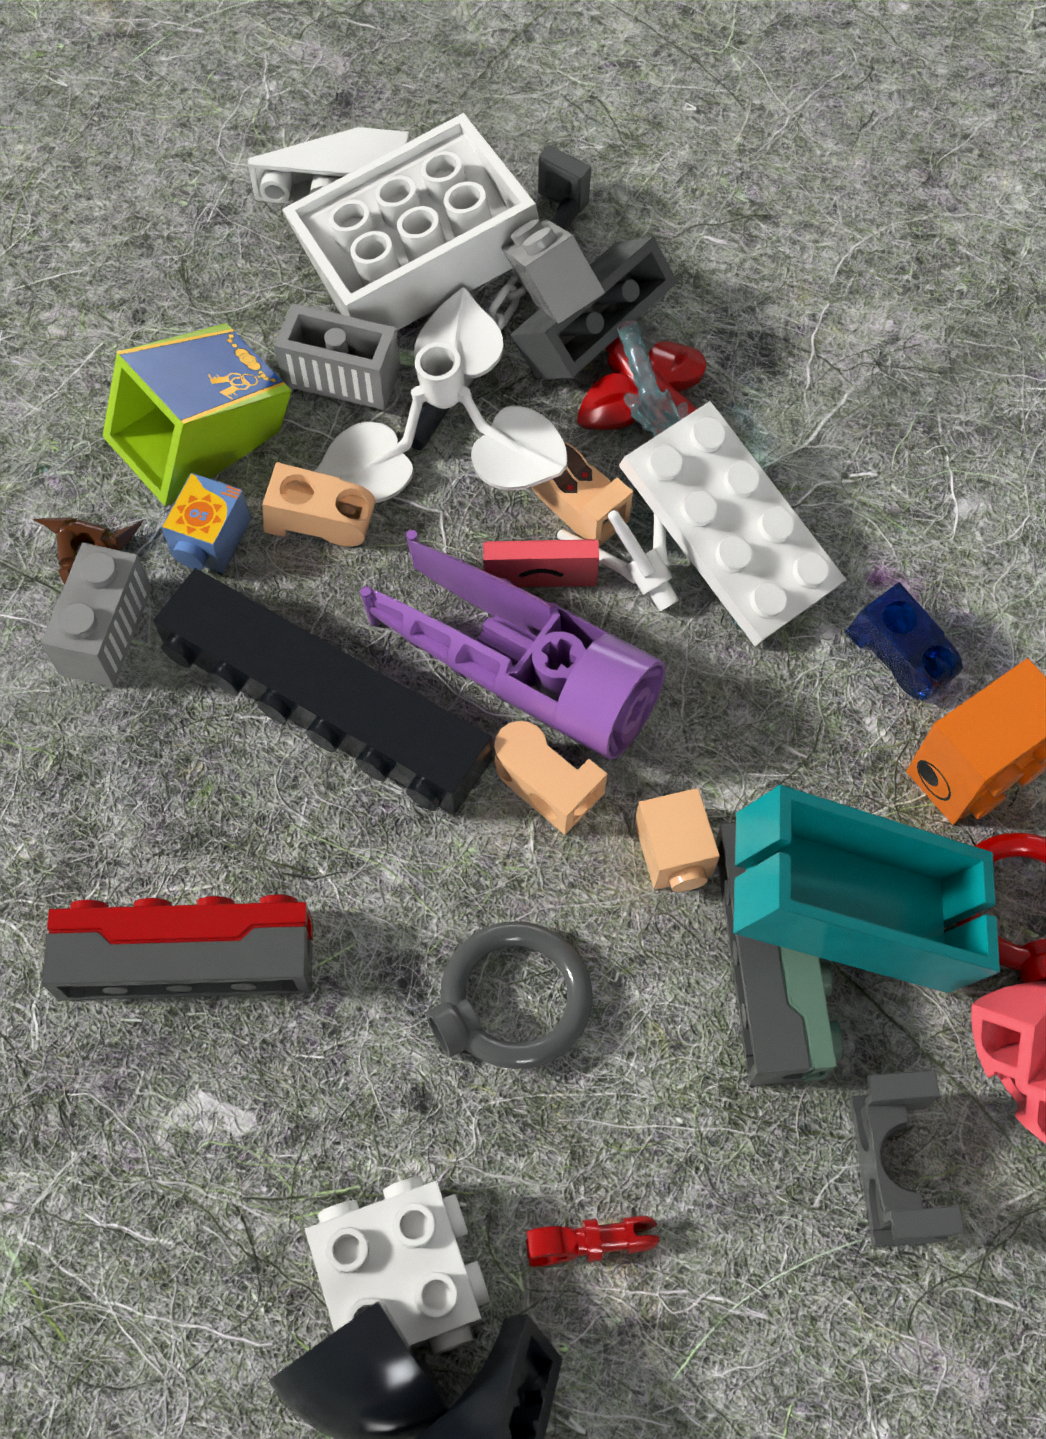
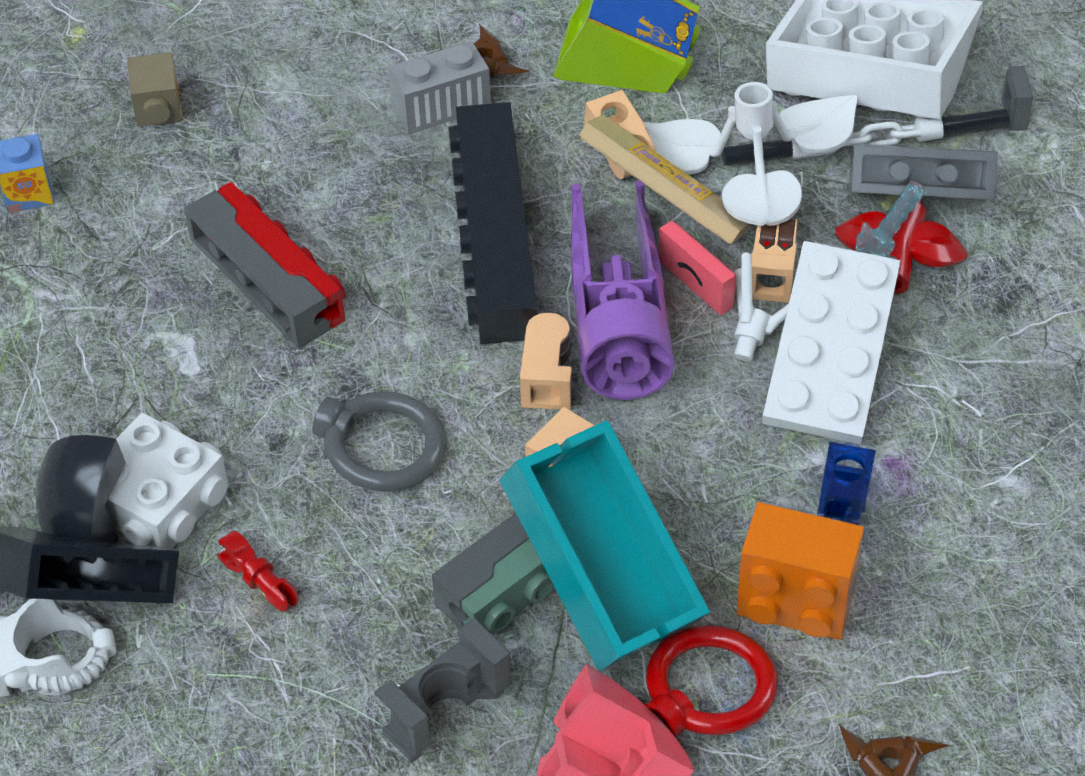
camera: 55 degrees right, 15 degrees down
(206, 523) = (552, 95): brick -> none
(338, 356) = (730, 59): light grey brick -> none
(416, 510) = (663, 177): none -> tan tile
(552, 268) = (906, 115): light grey brick -> none

